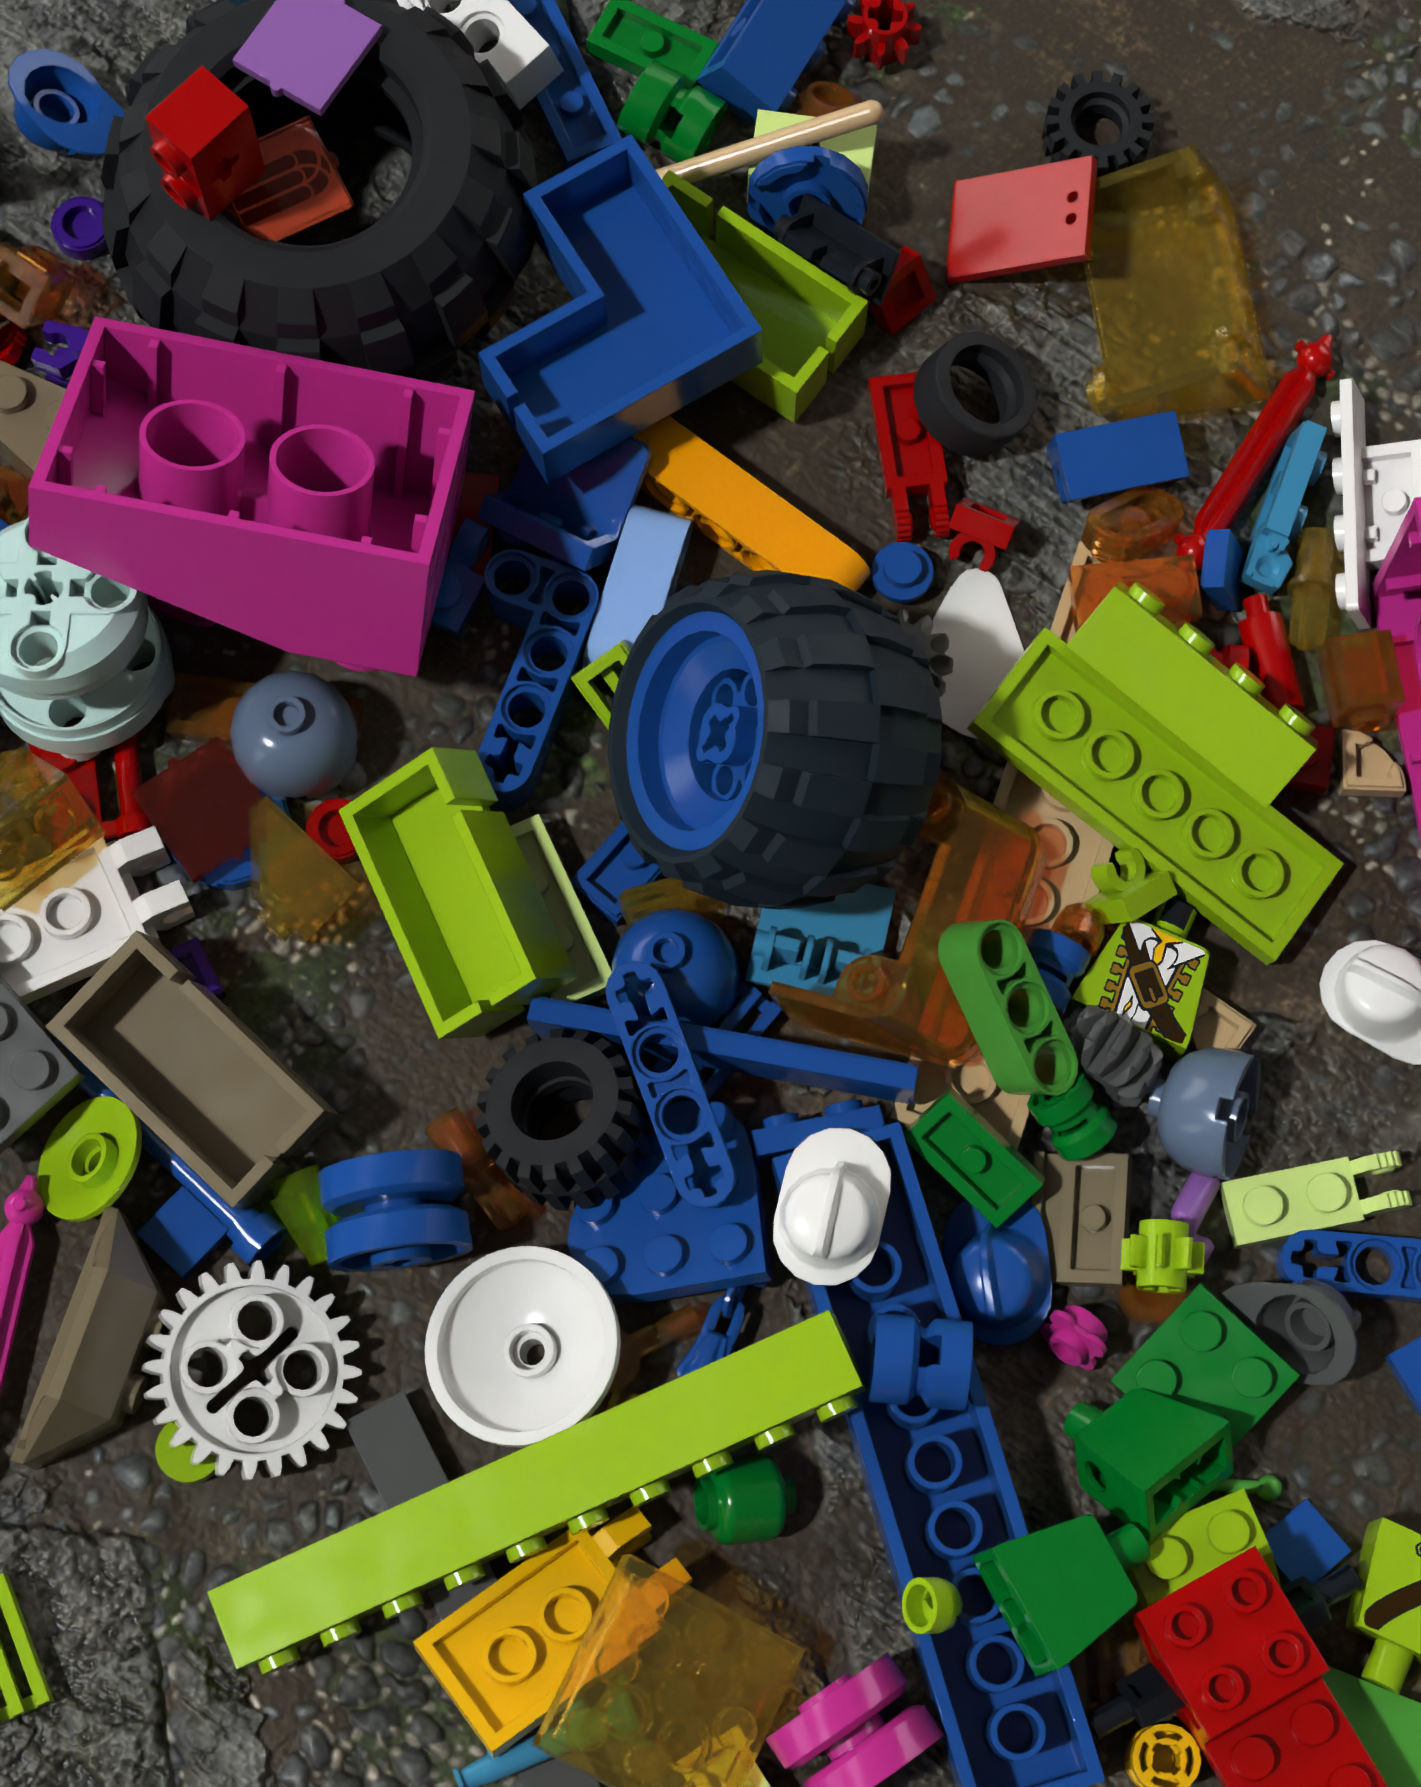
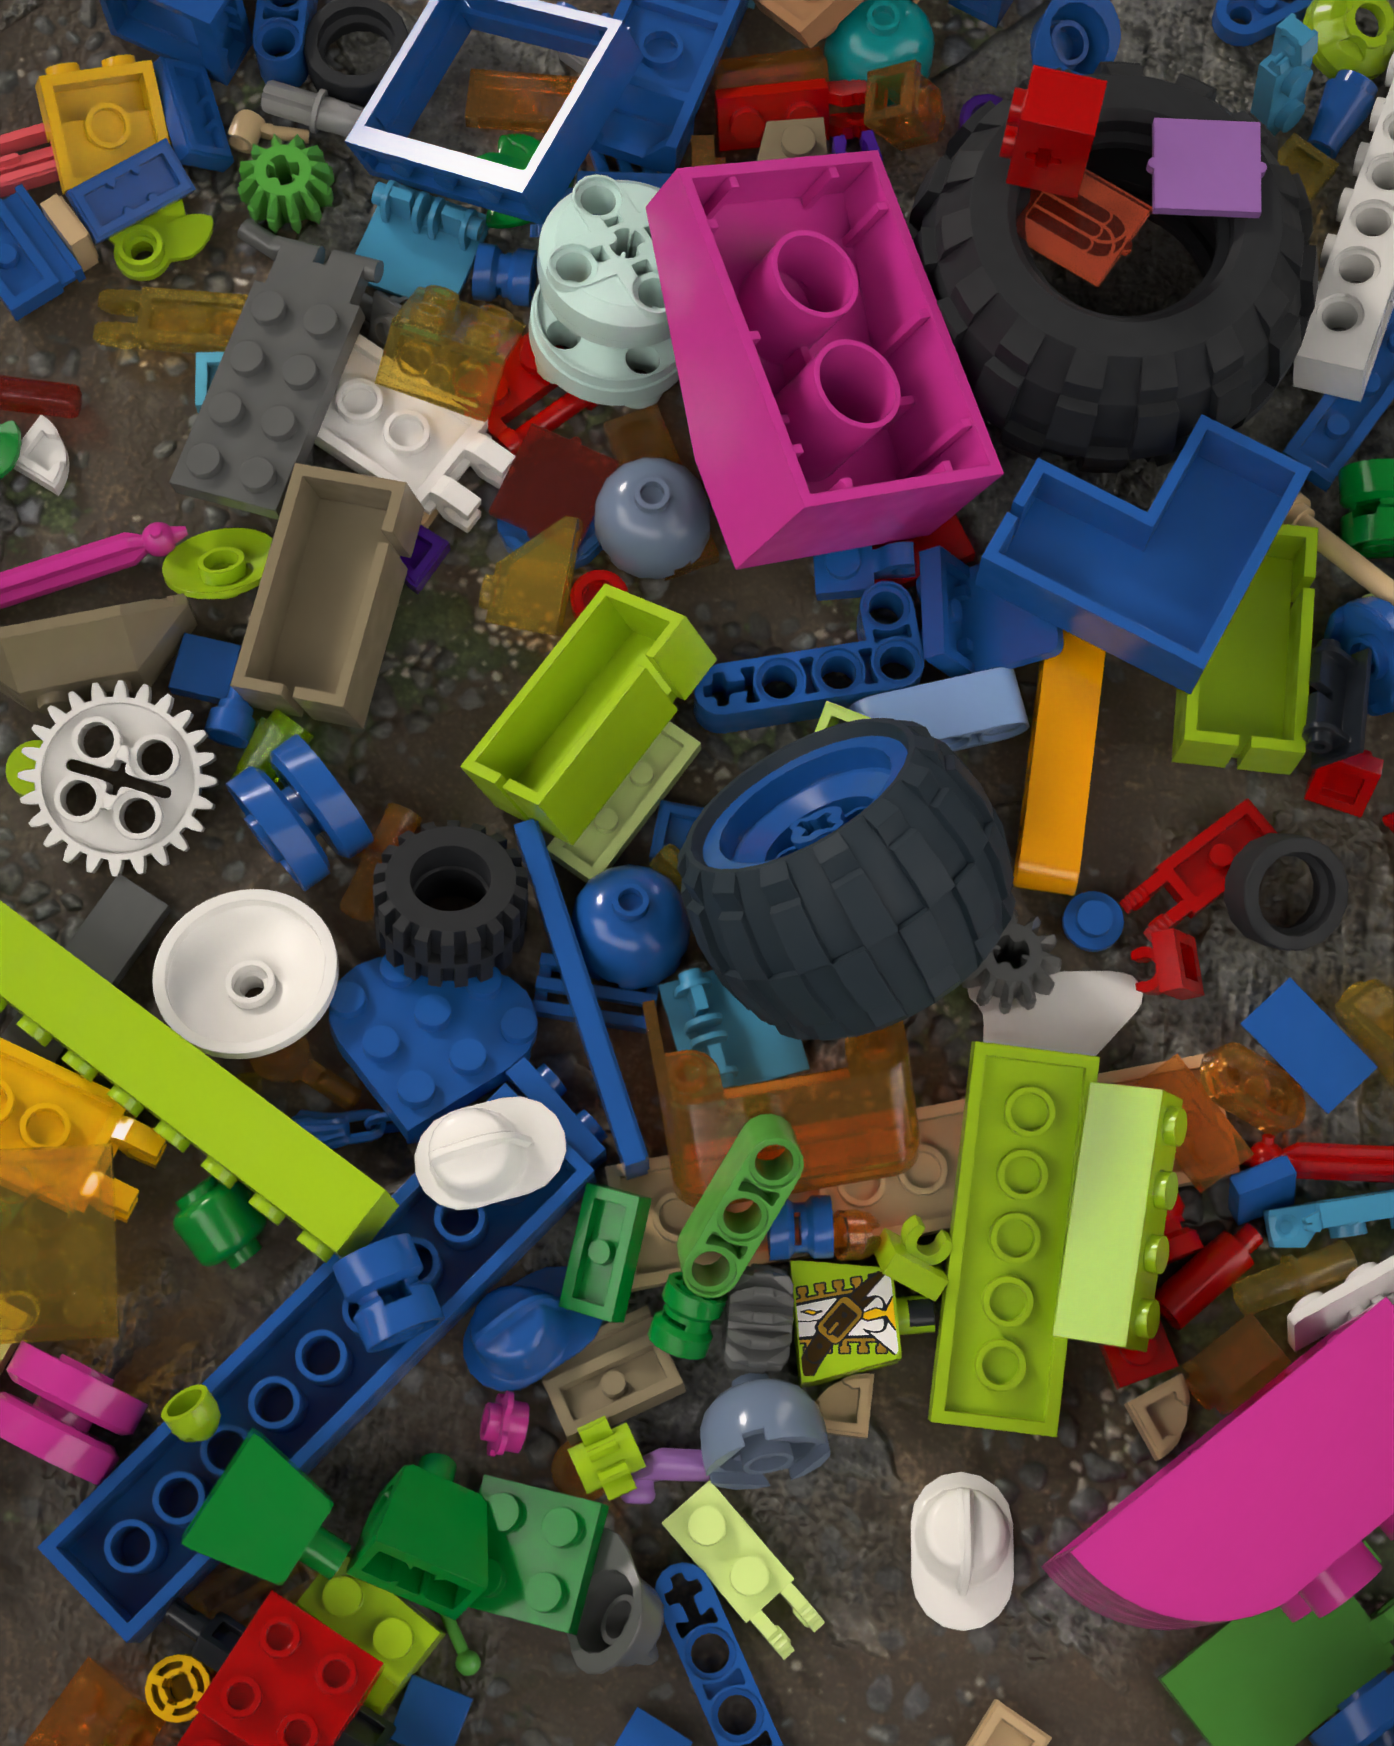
camera: 60 degrees right, 0 degrees up
(664, 1087) = (509, 959): blue beam -> none

